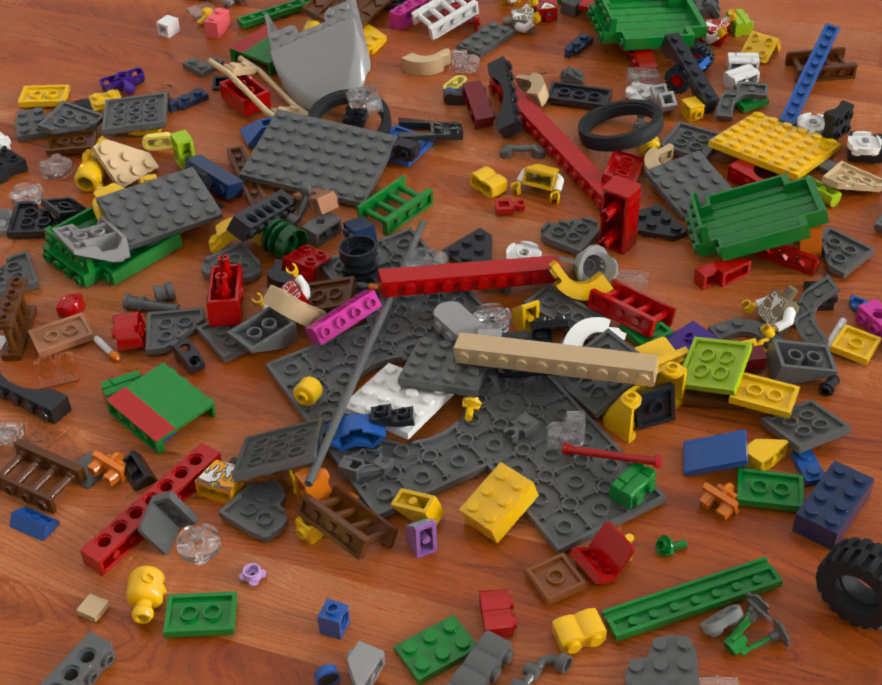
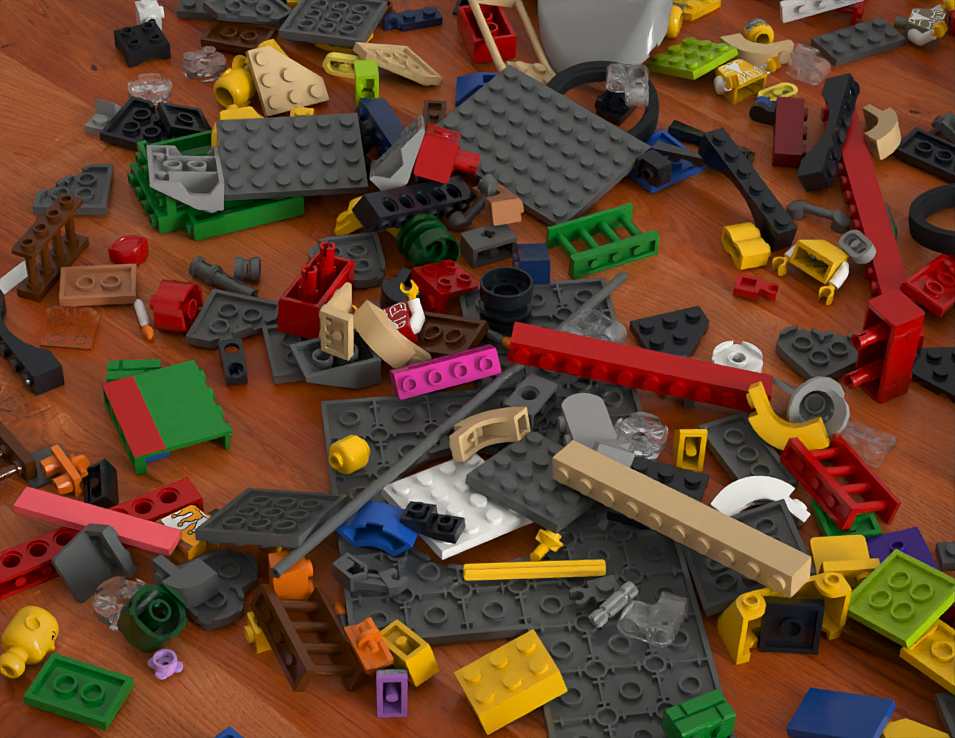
camera: 20 degrees right, 0 degrees up
(142, 492) = (78, 515): none -> coral tile
(196, 128) = (400, 61): none -> tan plate
(230, 544) = (152, 617): none -> dark green brick
(240, 188) = (396, 164): none -> light grey piece
(242, 516) = (194, 581): none -> dark grey brick
(260, 307) = (338, 324): none -> tan bracket
(266, 177) = (442, 154): none -> red piece
(391, 75) = (691, 58): none -> lime plate
(392, 511) = (369, 646): none -> orange hips
(394, 344) = (488, 428): none -> tan arch
(409, 320) = (537, 395): none -> dark grey brick
(422, 48) = (758, 31): none -> yellow head
(428, 81) = (742, 80): none -> torso
(448, 128) = (770, 217): none -> black arch
(471, 426) = (534, 569): none -> yellow axle
(537, 430) = (613, 604): none -> light grey axle
(544, 323) = (714, 468): black plate -> none
(562, 161) = (857, 246): none -> light grey plate
(656, 461) = (737, 699): red bar -> none

